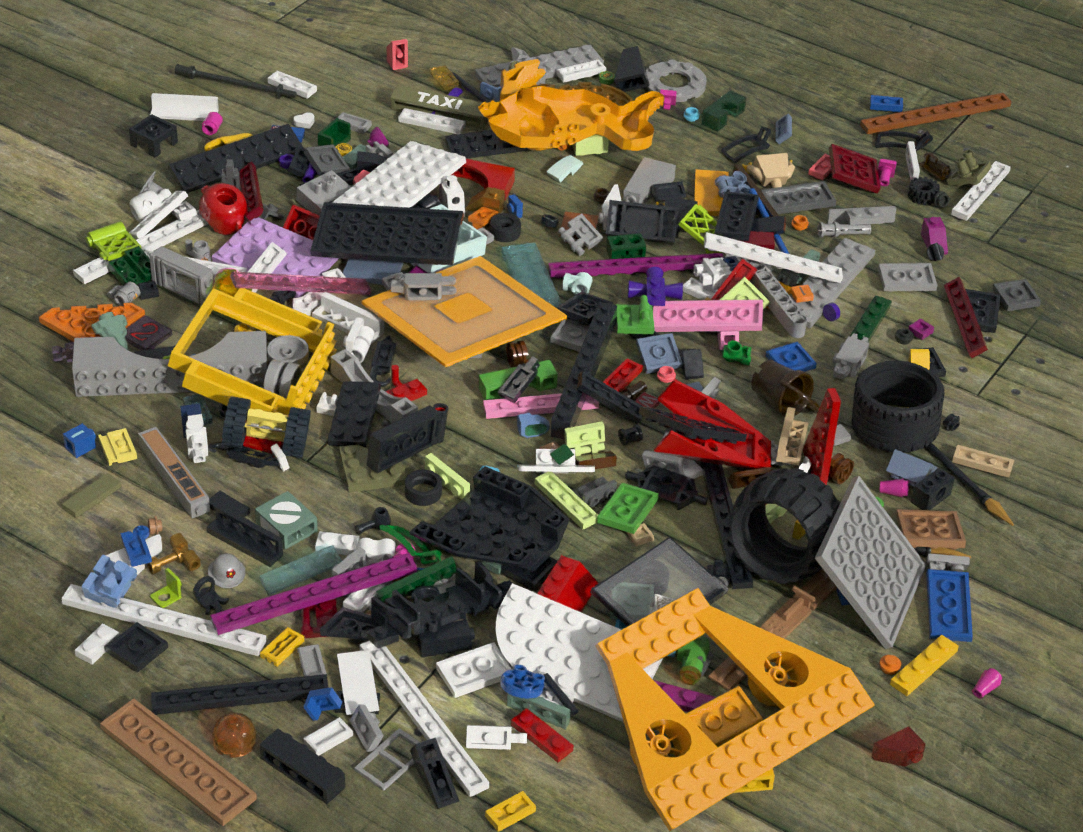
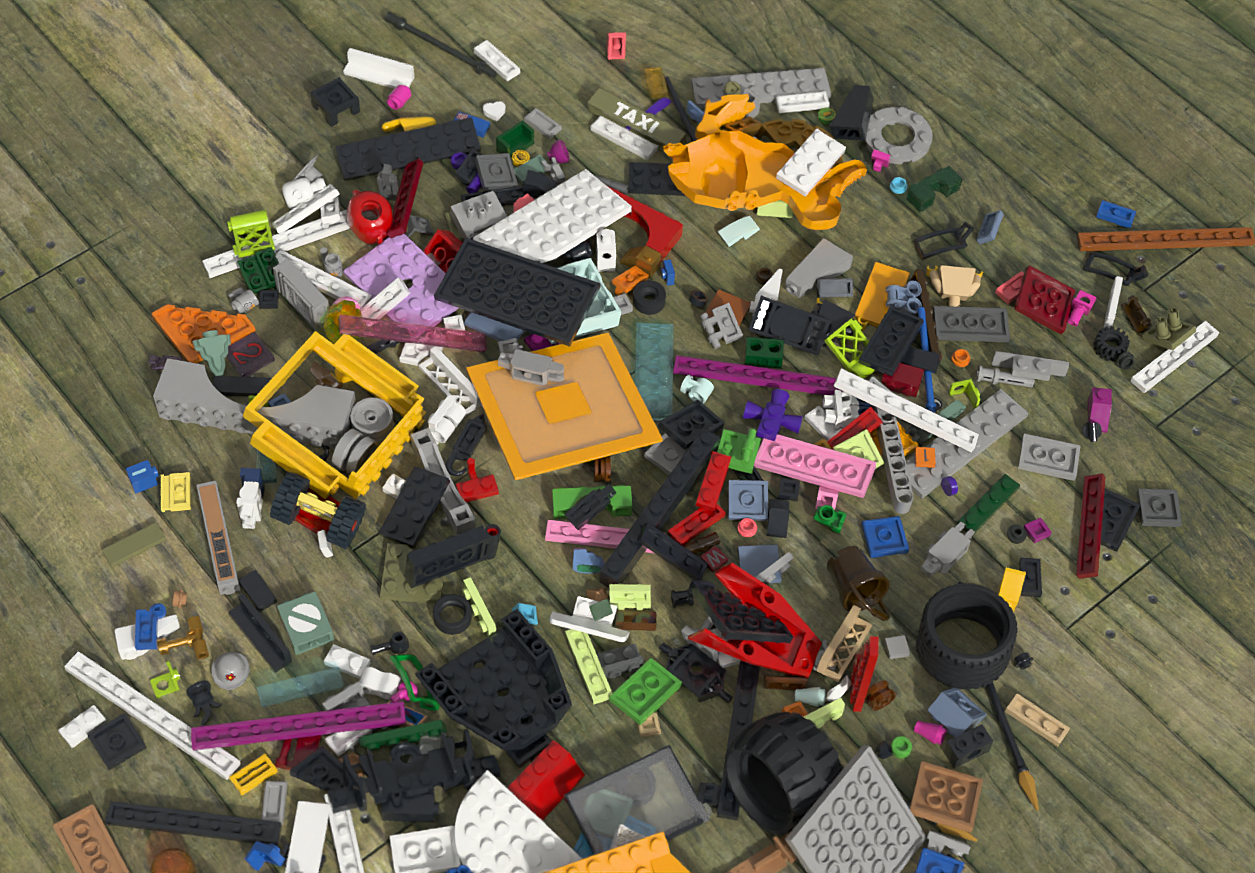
camera: 15 degrees right, 15 degrees up
(108, 581) = (110, 666): medium blue hips -> none
(236, 320) = (325, 377): none -> dark brown plate
(246, 455) = (296, 534): black plate -> none
(518, 54) = (745, 66): light grey slope -> none
(614, 97) = (810, 162): none -> white plate
(623, 342) = (713, 481): none -> red plate
(691, 340) = (789, 489): none -> black plate
(817, 242) = (969, 388): none -> lime bracket

